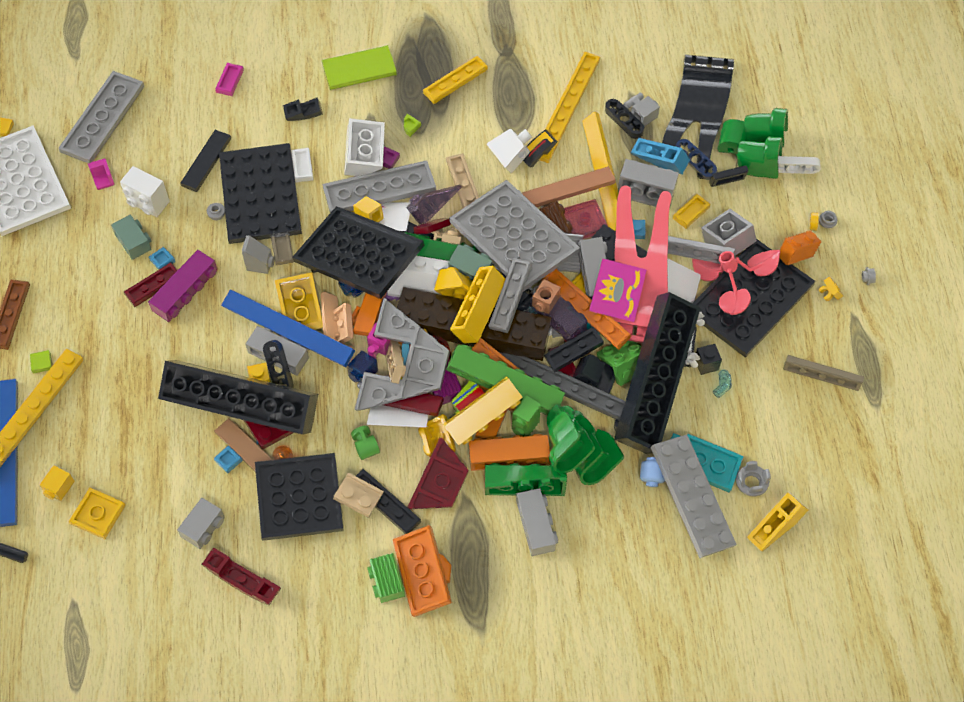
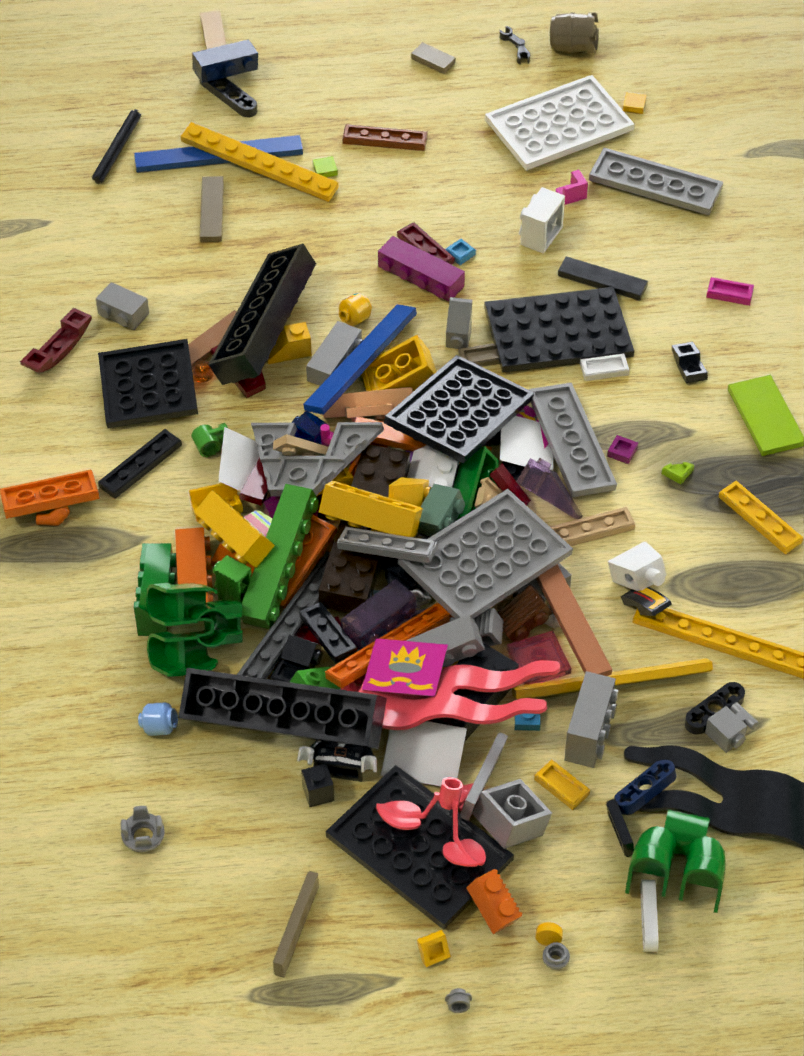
camera: 90 degrees right, 10 degrees down
(56, 483) = (176, 191): yellow brick -> none
(80, 454) = (211, 209): none -> dark tan tile
(97, 513) = (143, 228): yellow tile -> none
(131, 236) = (485, 220): sand green brick -> none
(215, 215) = (528, 289): light grey plate -> none
(226, 333) = (355, 309): none -> yellow head
(228, 459) = (199, 325): dark azure tile -> none
(282, 360) = (306, 351): black beam -> none
(358, 495) = (143, 432): tan plate -> none
(364, 147) = (627, 413): white slope -> none
(369, 209) = (525, 422): yellow brick -> none
(386, 578) = (43, 462): bright green brick -> none
(440, 480) = (160, 507): dark red wing -> none
(536, 522) = (99, 599): light grey brick -> none
(547, 290) = (389, 586): nougat brick -> none
(661, 155) = (643, 741): dark azure slope -> none
(693, 496) = (117, 755): light grey plate -> none
(717, 462) = (172, 778): teal tile -> none
(725, 383) = (282, 809): clear light blue arm -> none
(777, 522) = (82, 854): yellow slope -> none

